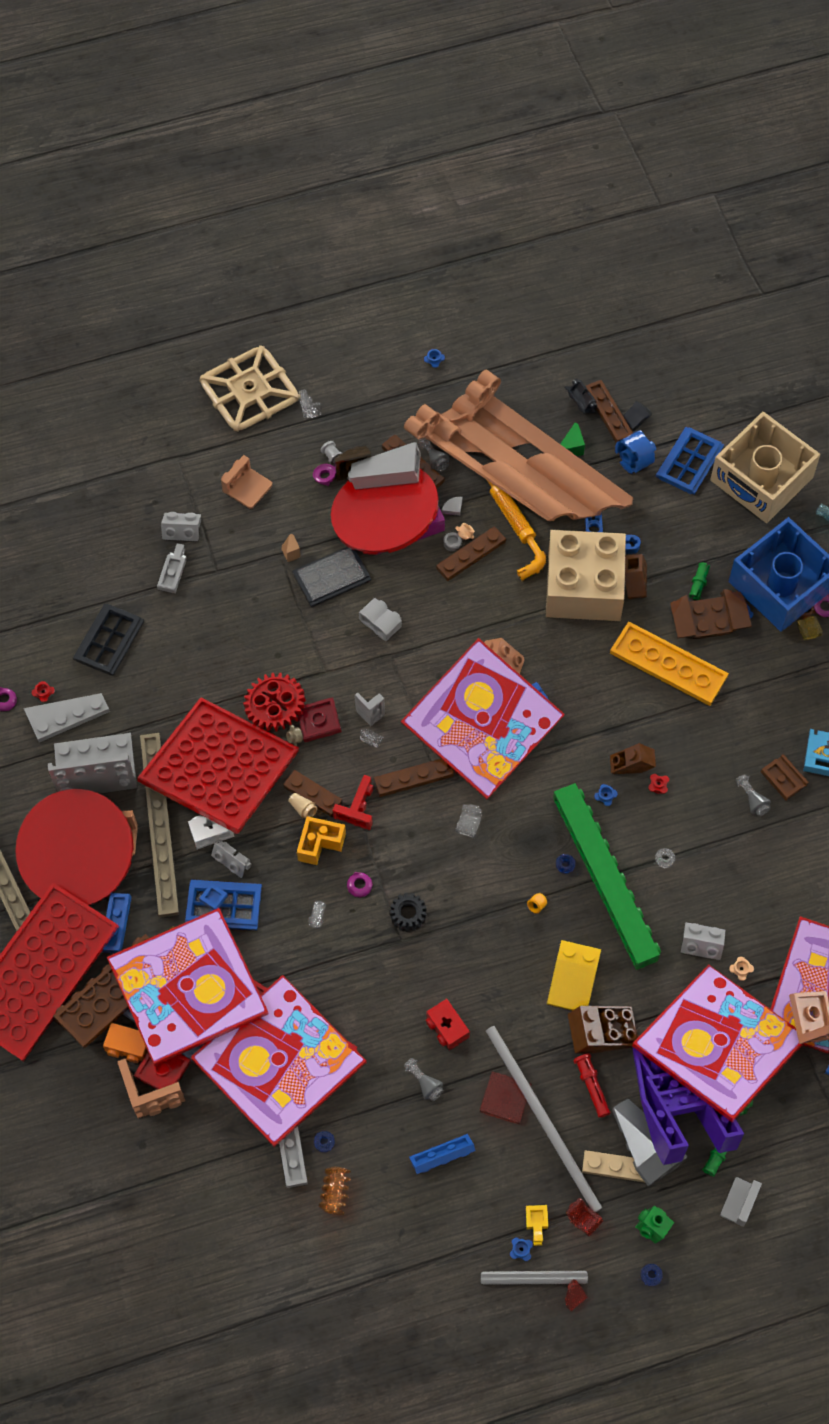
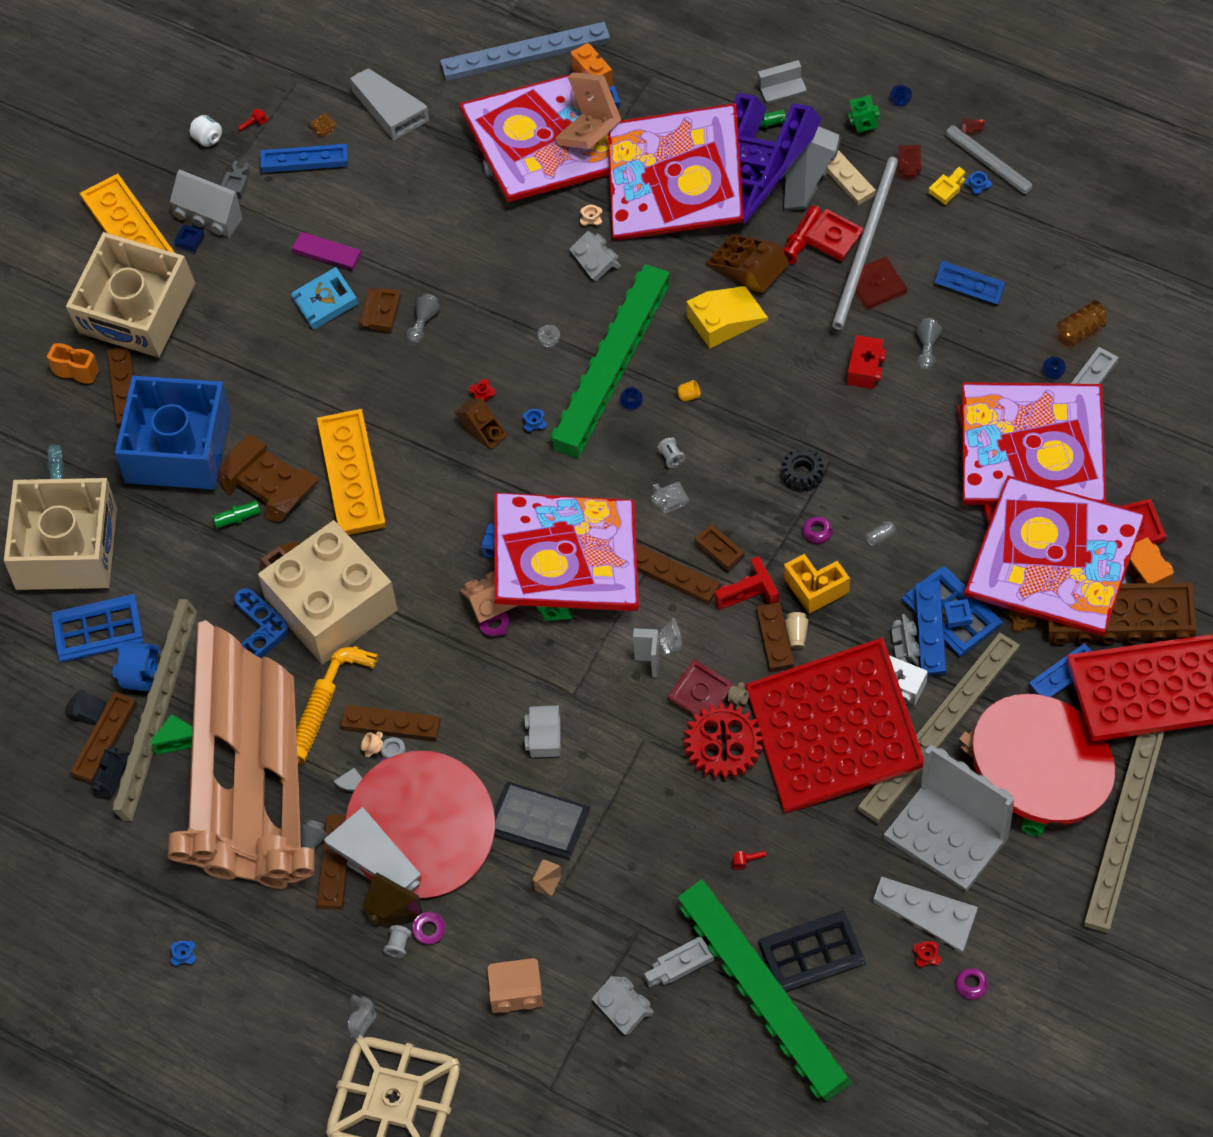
camera: 130 degrees left, 5 degrees down
(112, 592) = (765, 991): none -> green brick
(152, 1102) = (1171, 496): nougat bracket -> none
(198, 652) = (741, 857): none -> red hand
(222, 877) = (931, 628): none -> blue plate
(403, 815) = (719, 547): none -> reddish brown plate
(499, 848) = (670, 462): none -> light grey bush
(570, 1105) = (834, 235): none -> red plate
(602, 447) = (155, 710): none -> dark tan plate

